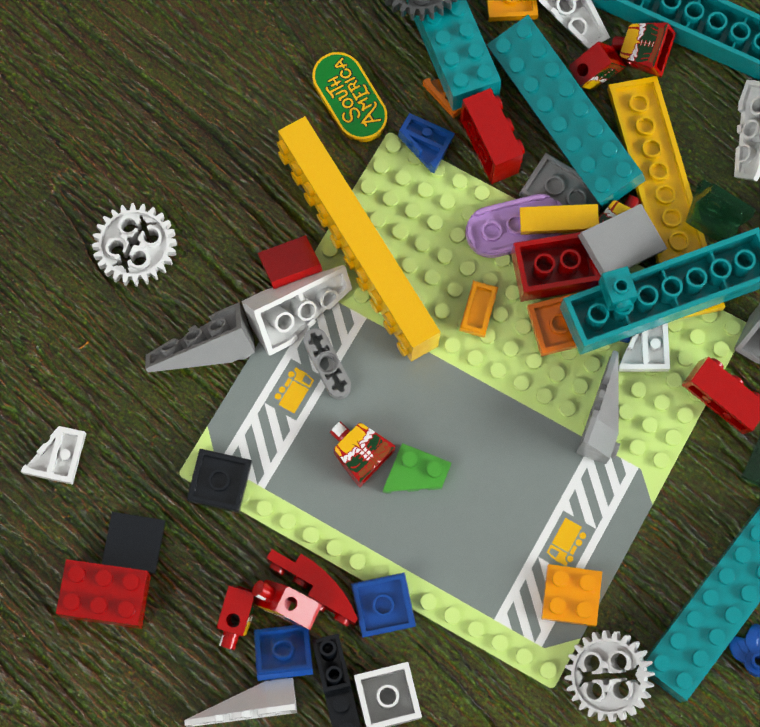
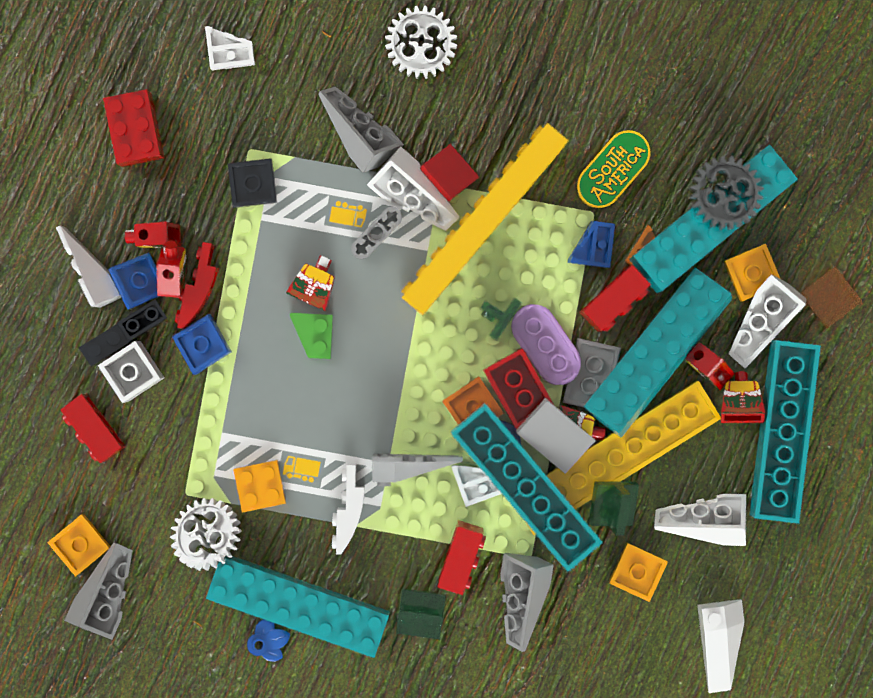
camera: 70 degrees right, 15 degrees up
(134, 542) = (183, 135): black tile -> none
(470, 256) = (491, 312): none -> clear green bracket
(478, 309) = (464, 338): light orange tile -> none
(558, 219) = (560, 378): yellow tile -> none
(618, 289) = (504, 445): teal brick -> none
(642, 504) = (347, 518): none -> white slope

